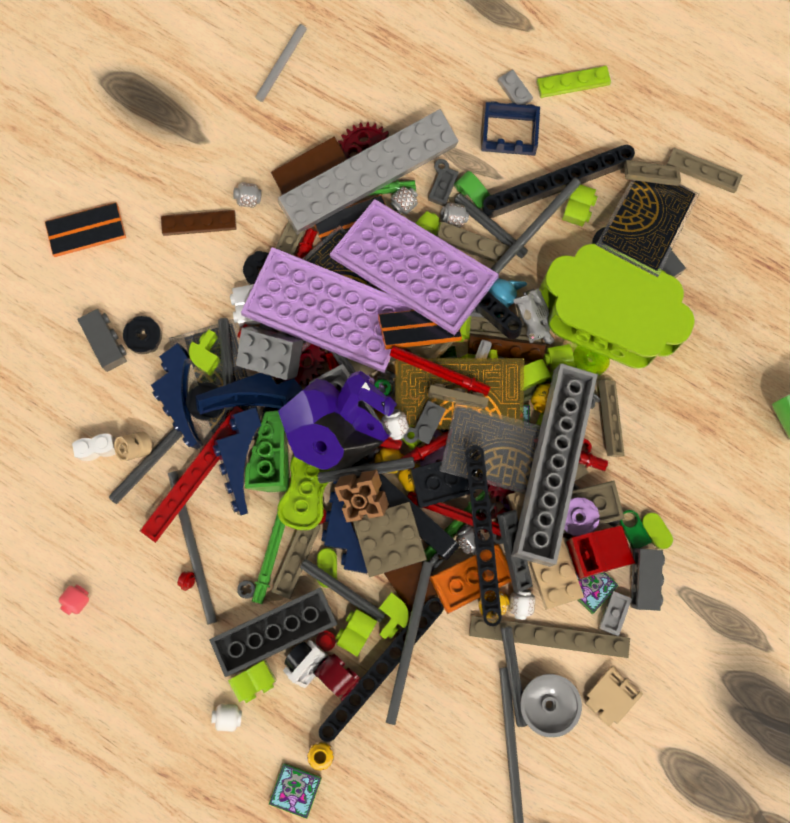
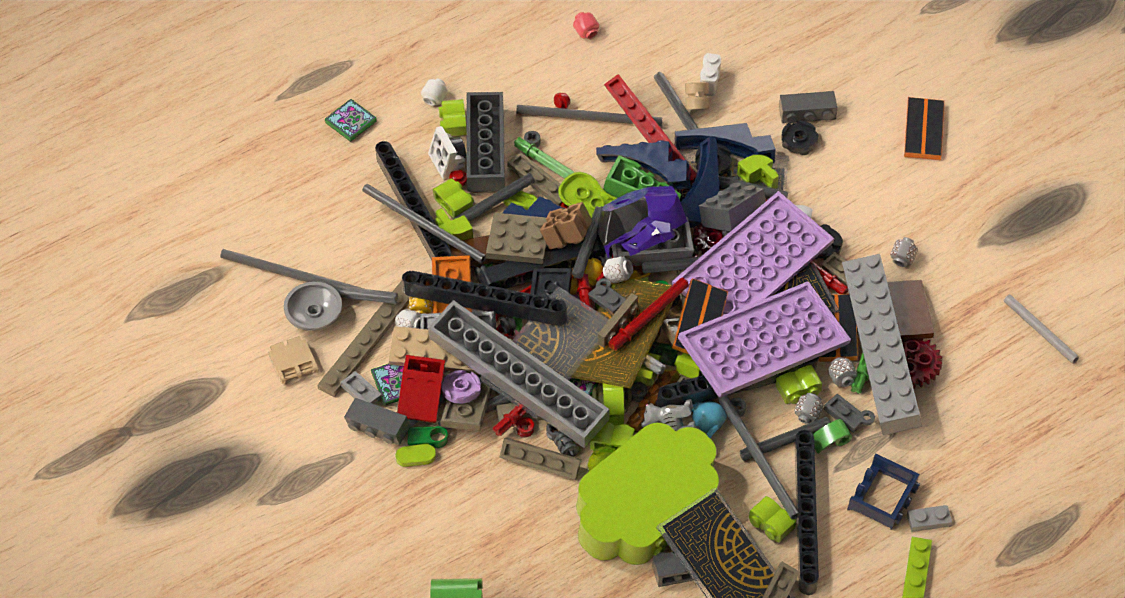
camera: 115 degrees right, 25 degrees down
(198, 223) = (893, 212): reddish brown plate -> none
(320, 755) = (366, 139): yellow head -> none
(335, 677) = (424, 168): dark red brick -> none
(471, 242) = (773, 406): dark tan plate -> none

